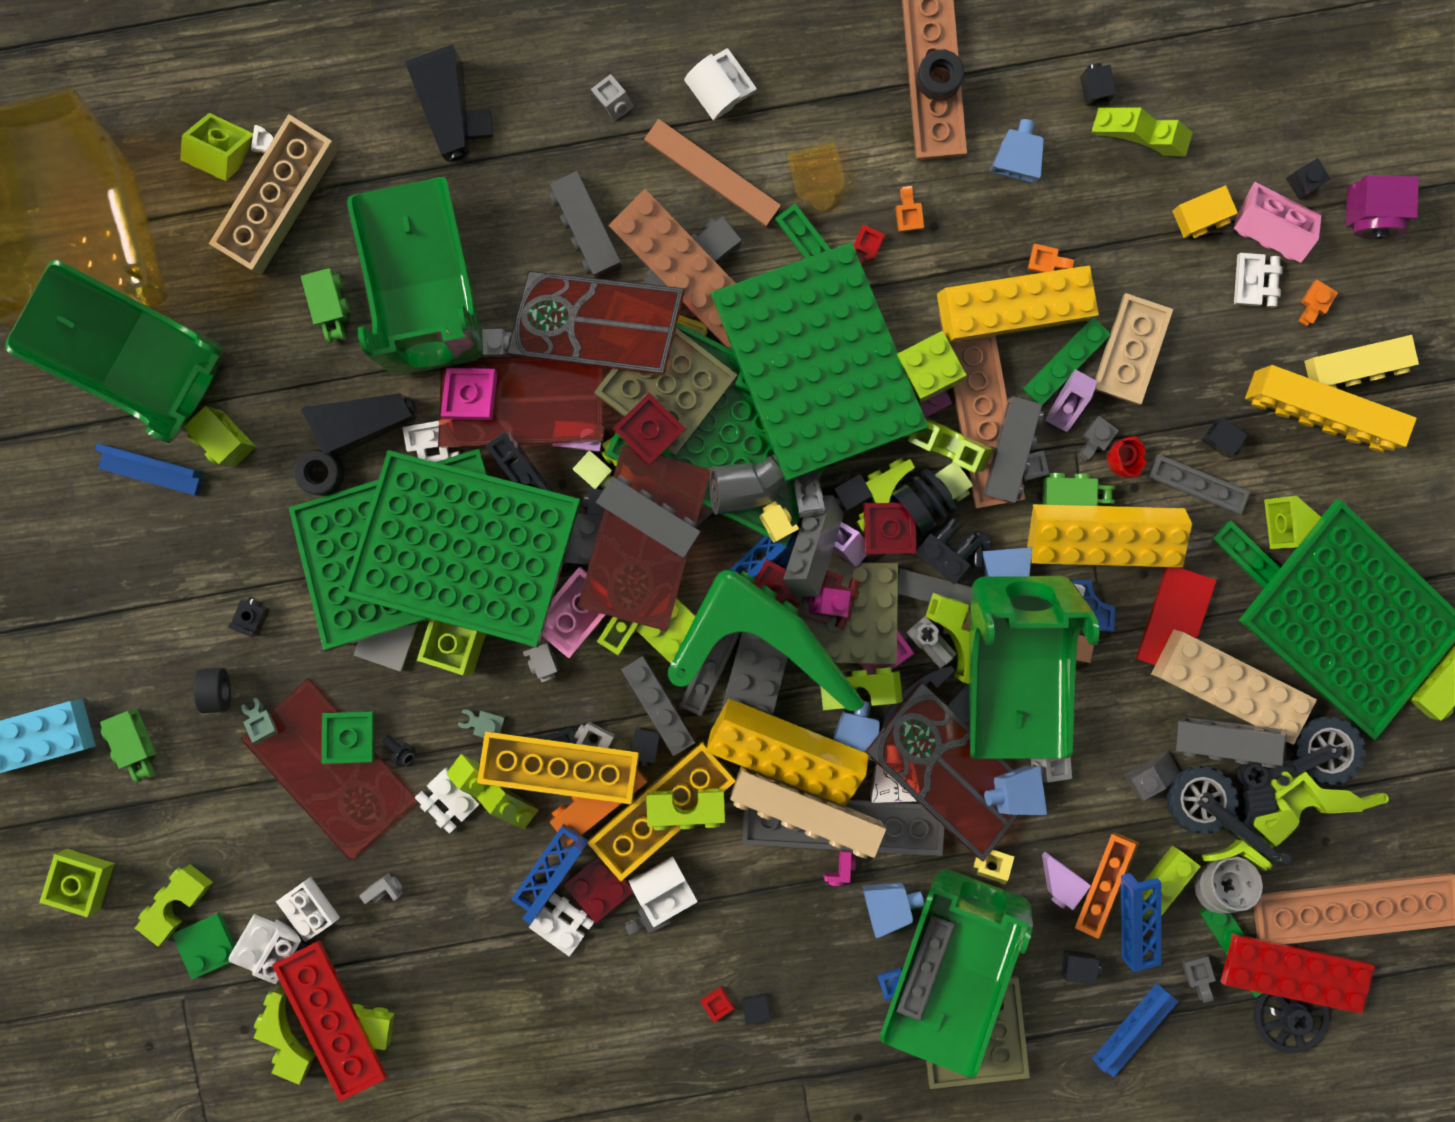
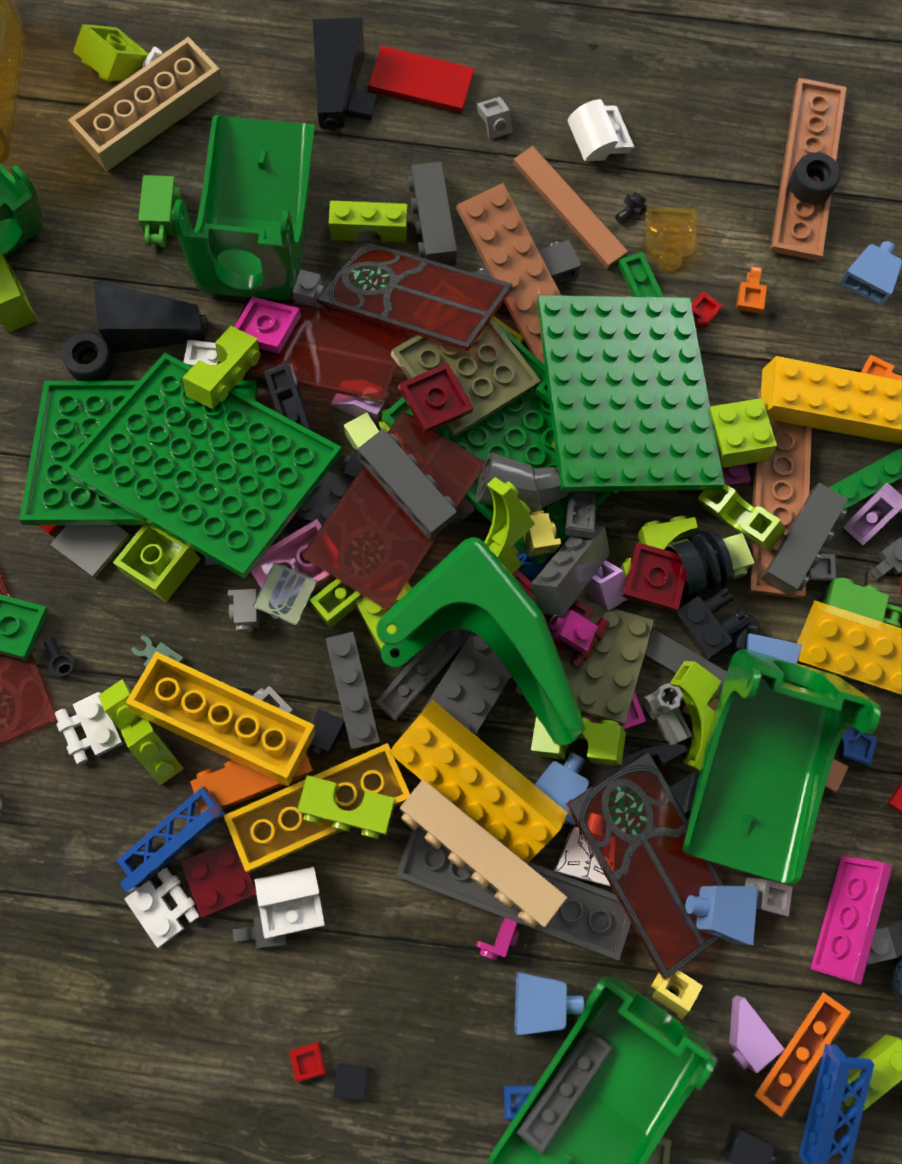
camera: 15 degrees right, 15 degrees down
(445, 475) = (212, 383): none -> lime arch
(527, 76) = (421, 79): none -> red tile
(537, 249) = (350, 218): none -> lime arch
(574, 643) = (285, 593): none -> clear light blue piece
(748, 529) = (509, 523): none -> lime arch
(776, 151) = (635, 204): none -> black plate
(852, 492) = (624, 535): black brick -> none
(1122, 767) = (851, 919): none -> dark pink tile

